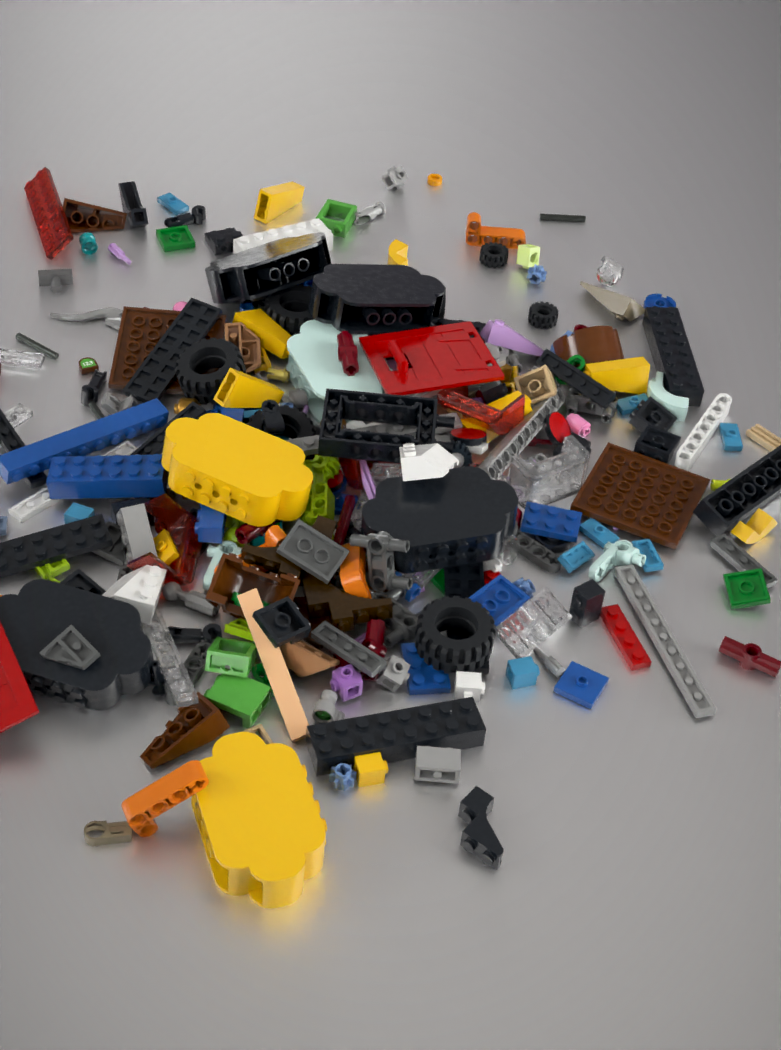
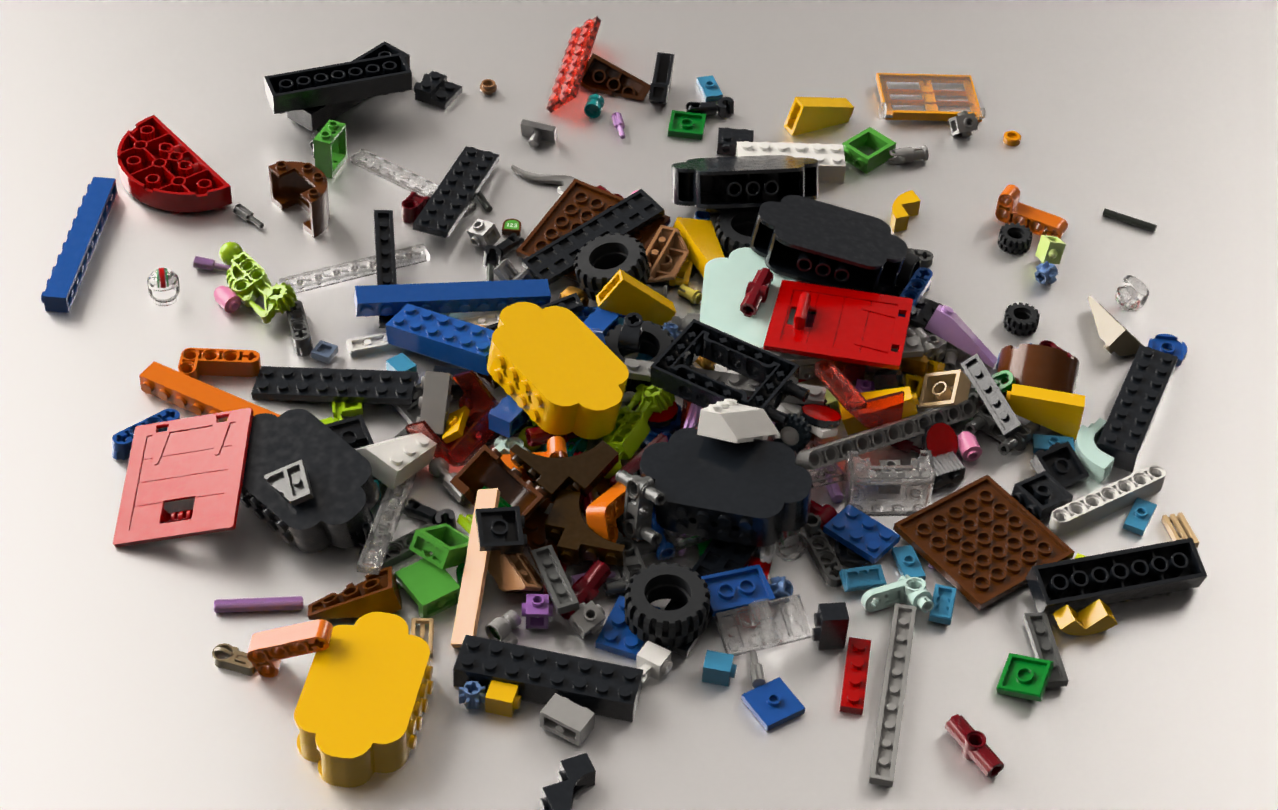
camera: 30 degrees right, 0 degrees up
(21, 349) = (456, 192): none -> black plate
(71, 377) = (483, 233): none -> light grey brick
(94, 774) = (258, 604): none -> lavender axle
(313, 551) = (575, 473): dark grey plate -> none
(349, 165) = (926, 97): none -> clear door
(453, 310) = (921, 281): none -> blue beam

